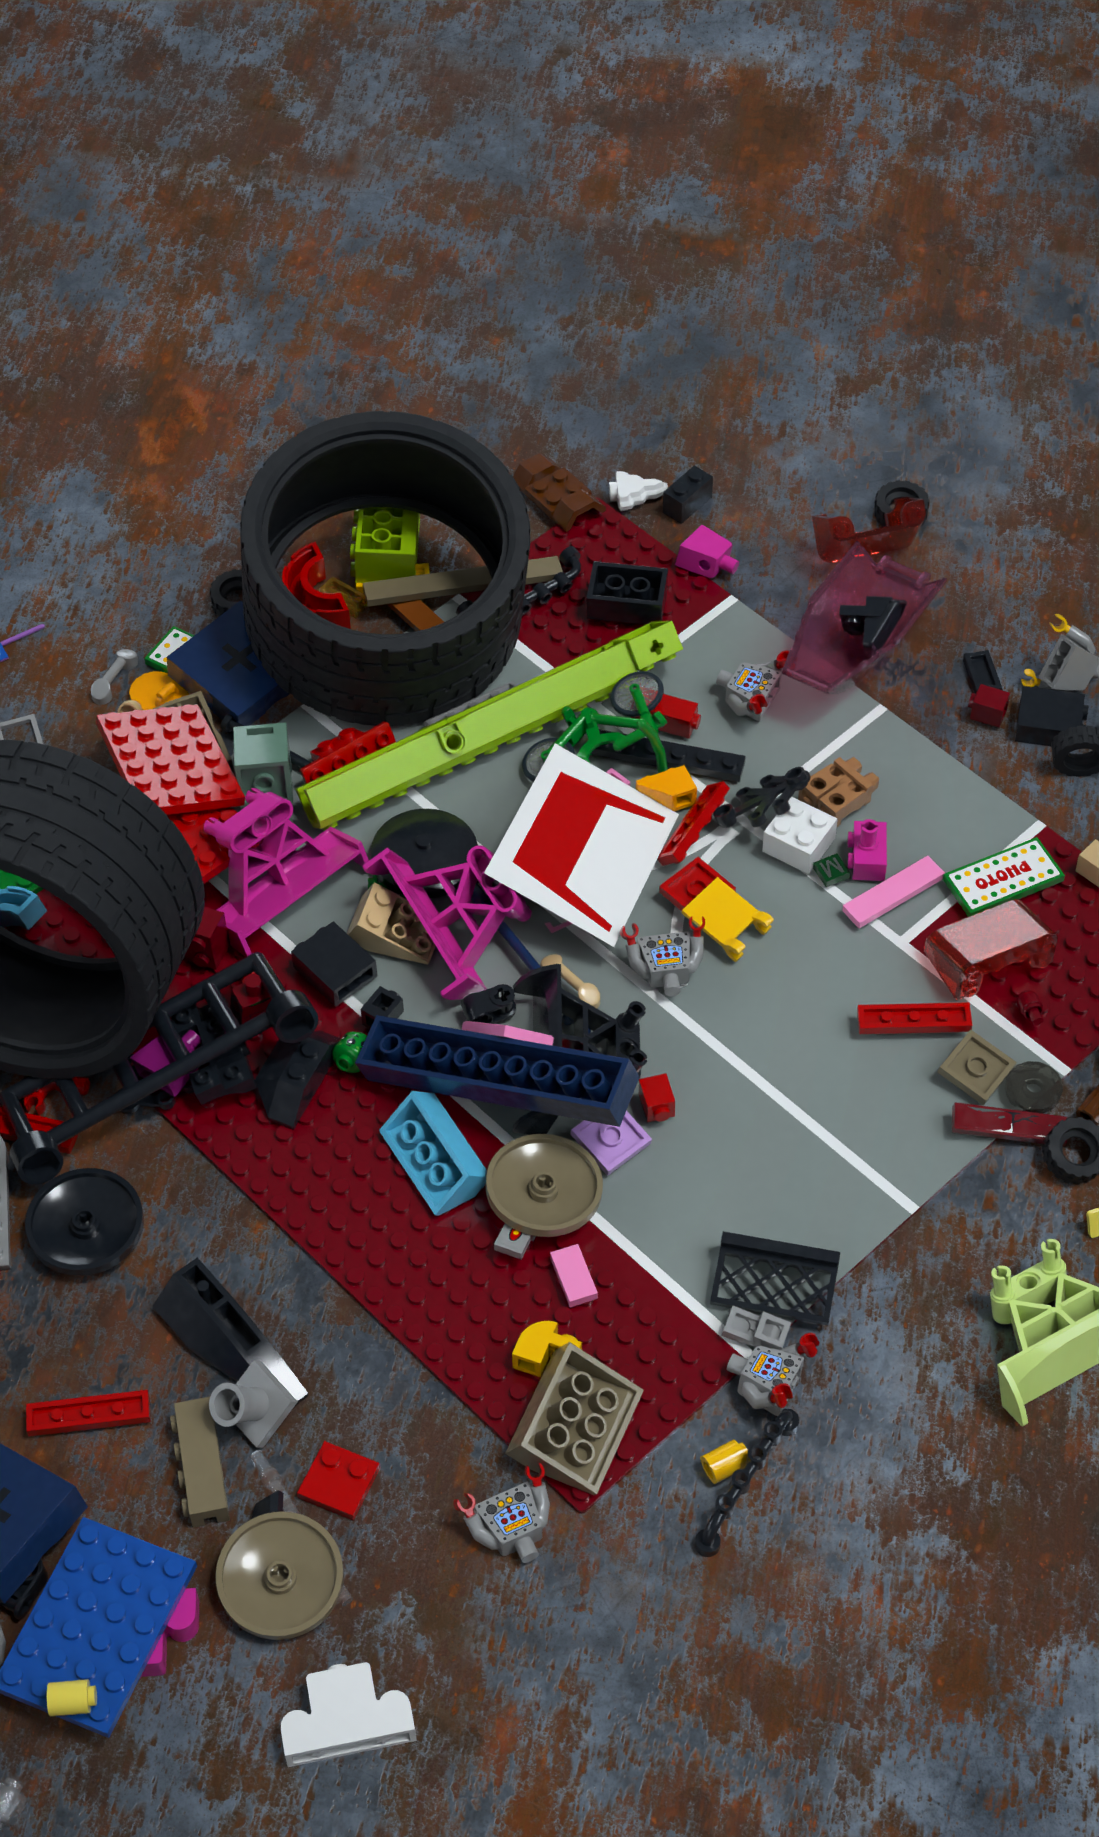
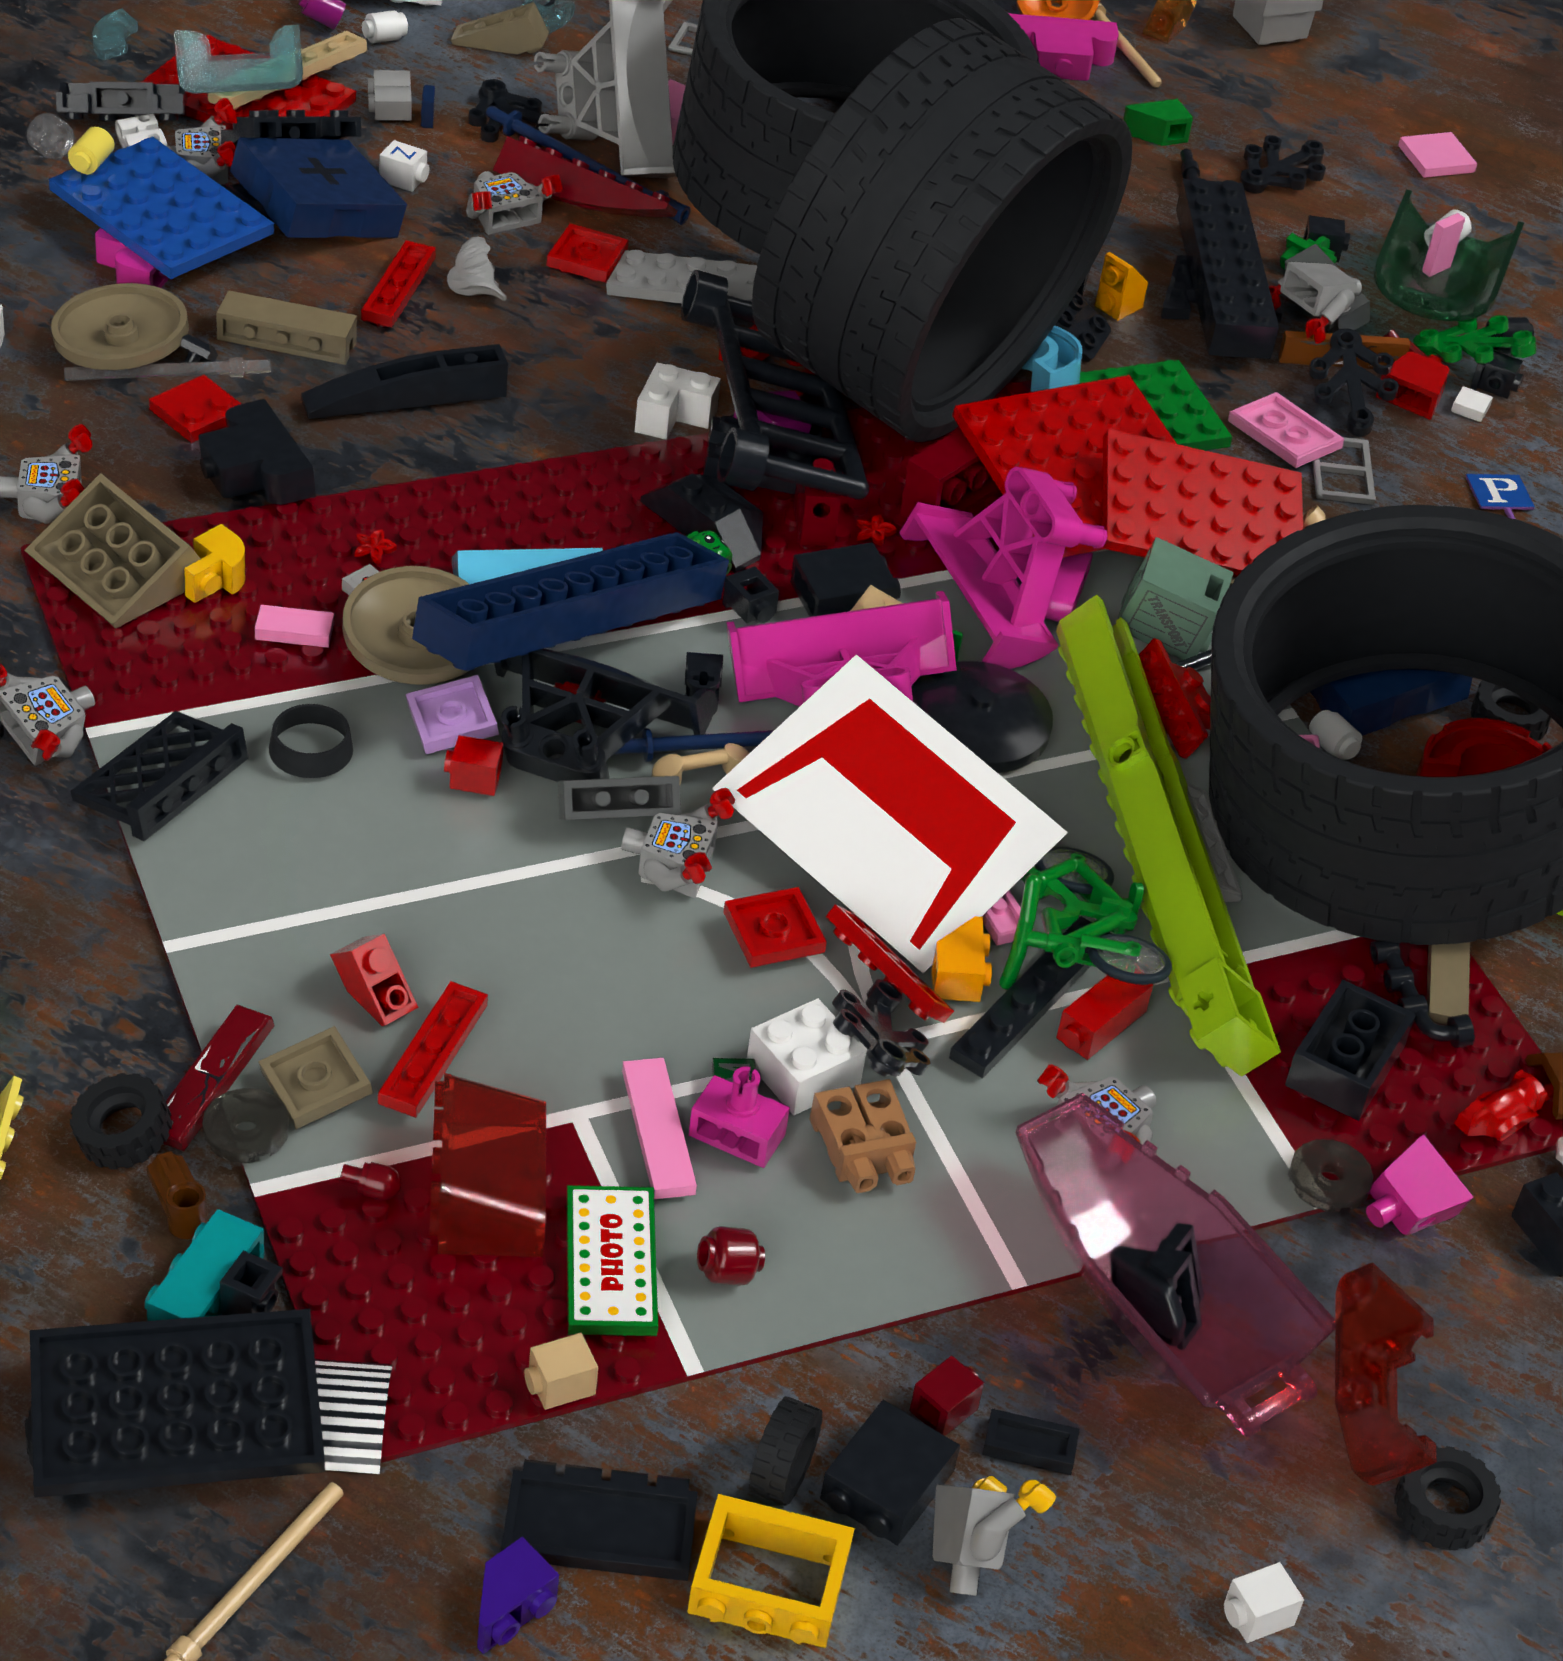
camera: 105 degrees right, 10 degrees down
(48, 1358) = (473, 271): none -> light grey hair
(84, 1221) = (616, 328): black dish -> none
(158, 1157) = (675, 396): none -> white brick
(254, 1404) = (313, 346): light grey plant -> none
(392, 1393) = (255, 456): none -> black brick
(452, 1268) = (375, 545): none -> red plant
(508, 1032) = (628, 636): bright pink tile -> none
(621, 527) = (1506, 1109): none -> red animal
(633, 983) = (619, 797): none -> dark grey brick
(688, 1231) = (311, 764): none -> black tyre
(718, 580) = (1336, 1158): none -> clear smoke tile
(726, 916) = (708, 929): yellow flag -> none
(756, 1330) = (109, 734): light grey slope -> none
(882, 1069) = (375, 978): none -> red slope
(969, 820) = (730, 1256): none -> dark red head
(1019, 557) = (1262, 1602): none -> white brick

